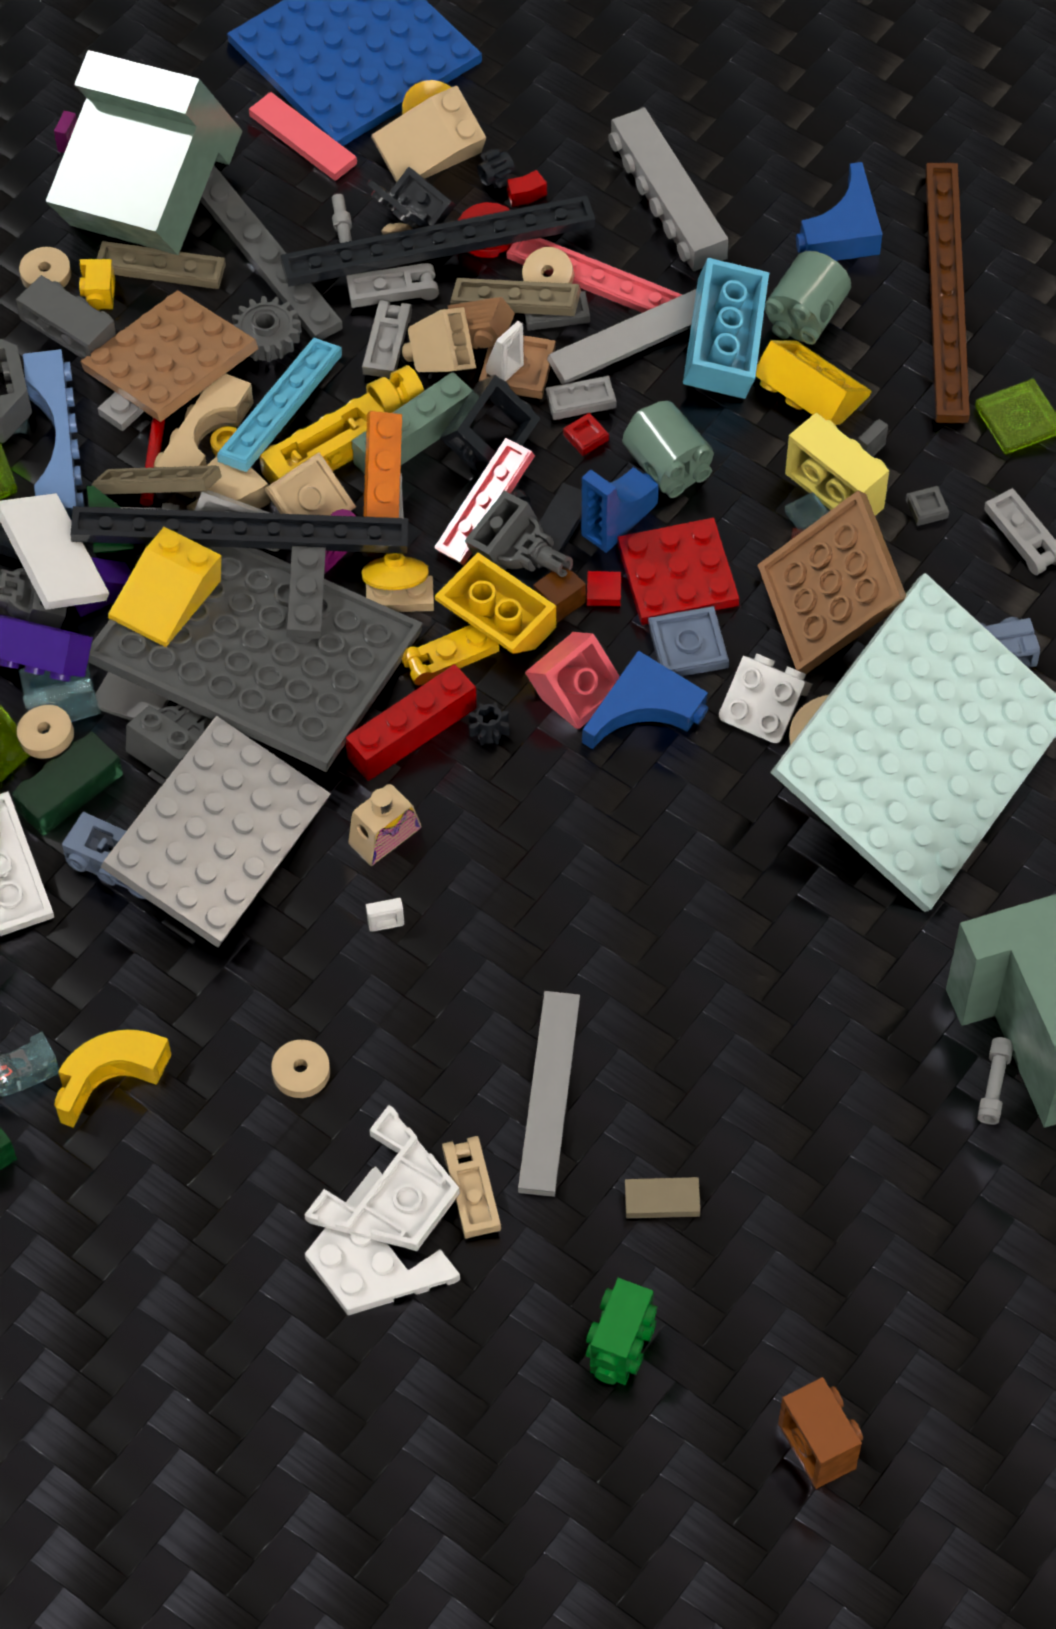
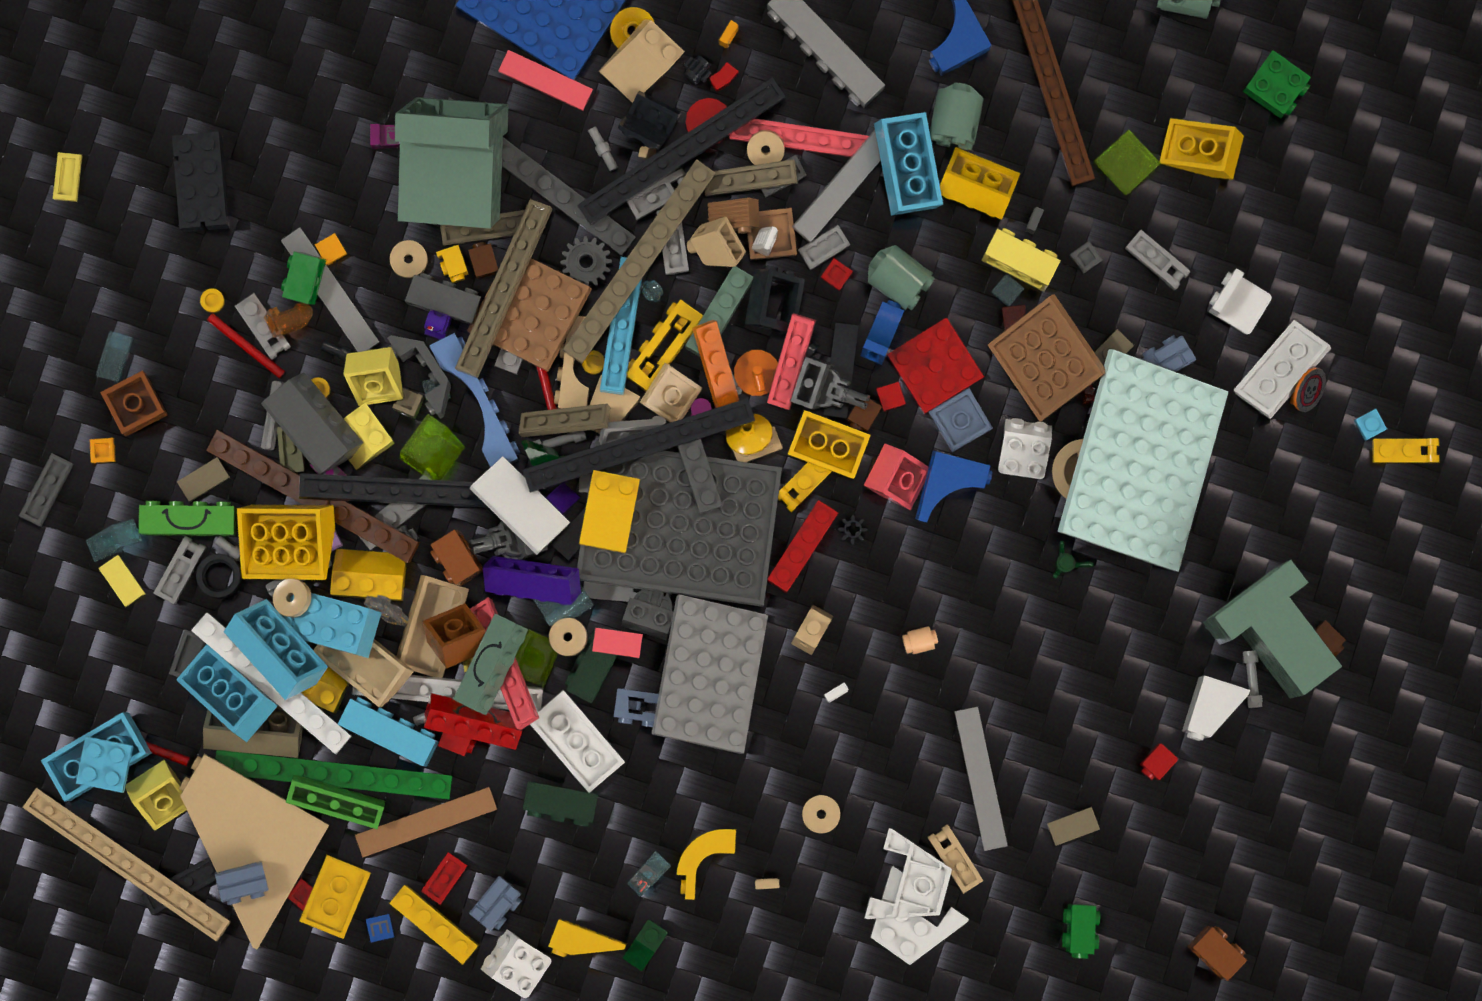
camera: 25 degrees left, 25 degrees up
(45, 332) = (437, 324): none -> dark purple leg
(107, 753) = (617, 642): none -> coral tile
(136, 292) = (483, 260): none -> reddish brown brick
(144, 320) = (503, 288): none -> dark tan tile
(183, 1131) = (766, 883): none -> tan tile
(330, 339) = (639, 261): none -> dark tan plate
(337, 382) = (652, 290): none -> clear light blue plate
(397, 390) = (691, 295): yellow wheel -> none
(431, 512) = (755, 372): none -> orange shield
(529, 885) = (920, 640): none -> light nougat brick
(550, 145) = (728, 34): none -> light orange tile
(772, 849) = (1066, 562): none -> dark green plant
(819, 1145) = (1158, 762): none -> red brick
(924, 1087) = (1211, 706): none -> white slope

